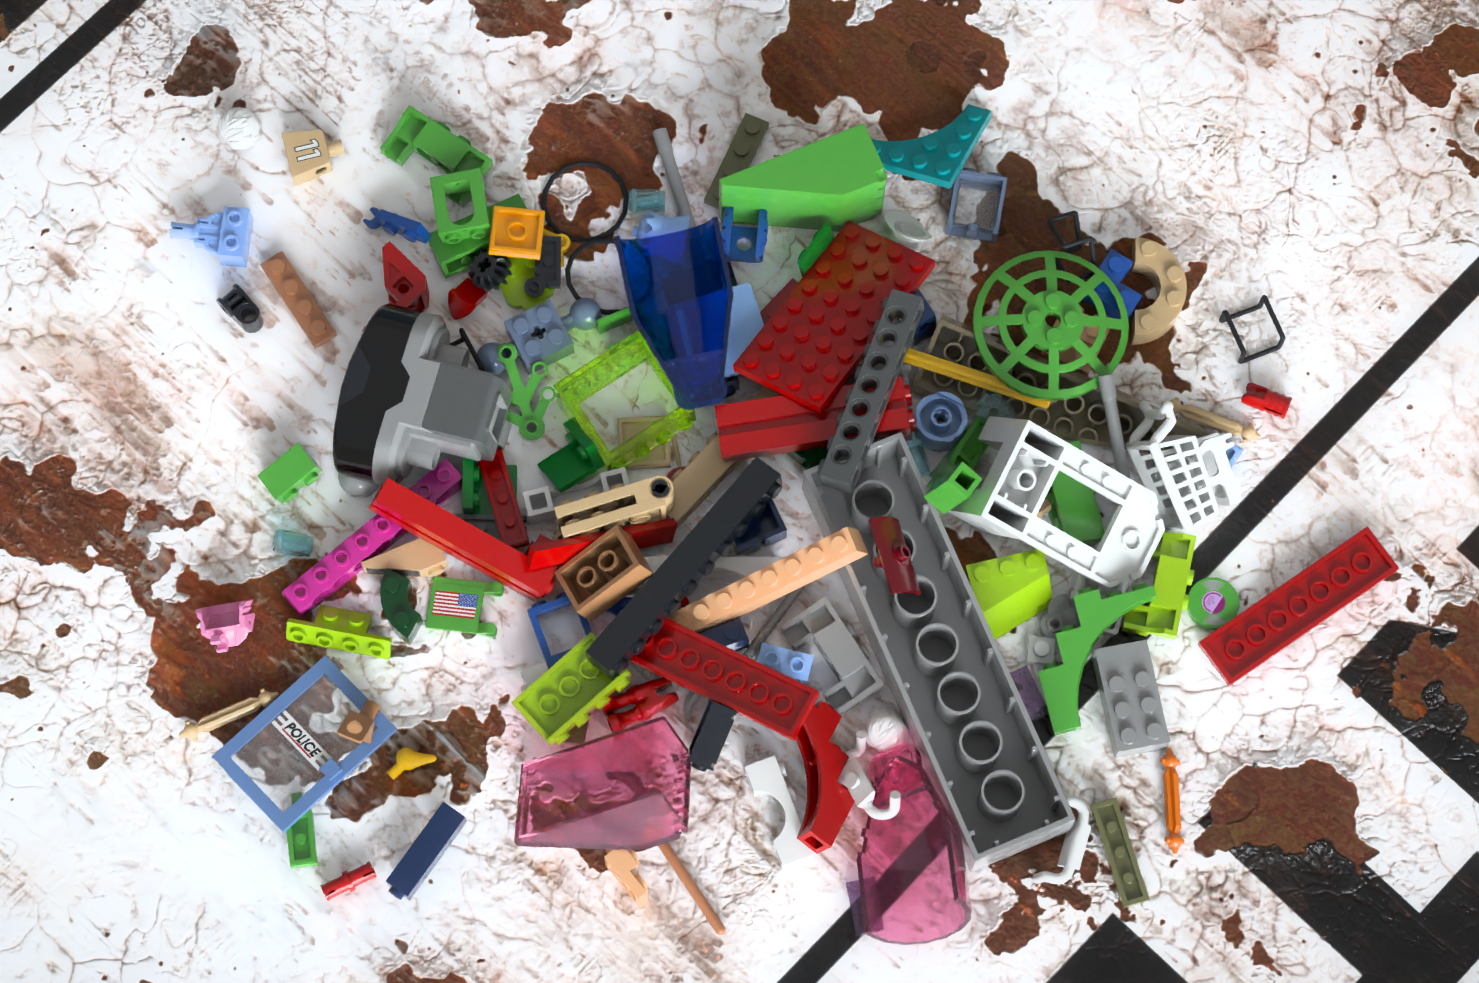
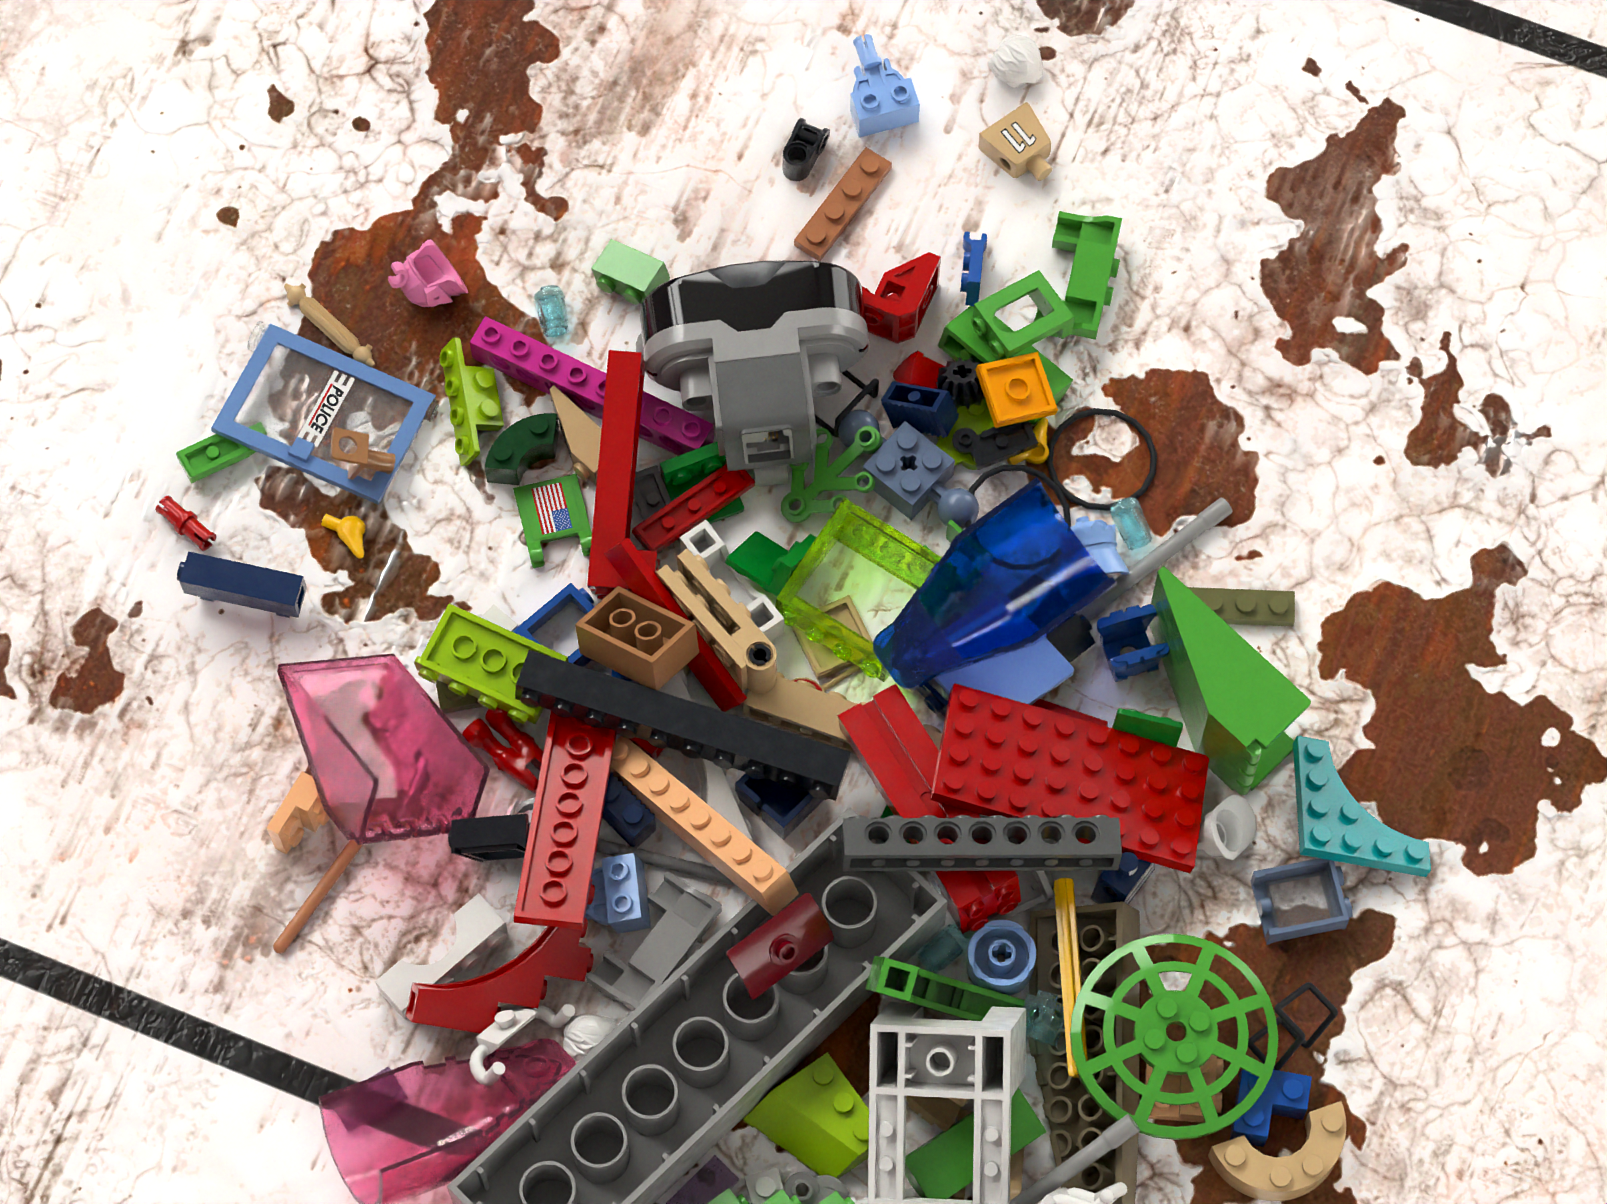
camera: 70 degrees right, 5 degrees down
(496, 307) = (921, 407): none -> dark blue brick

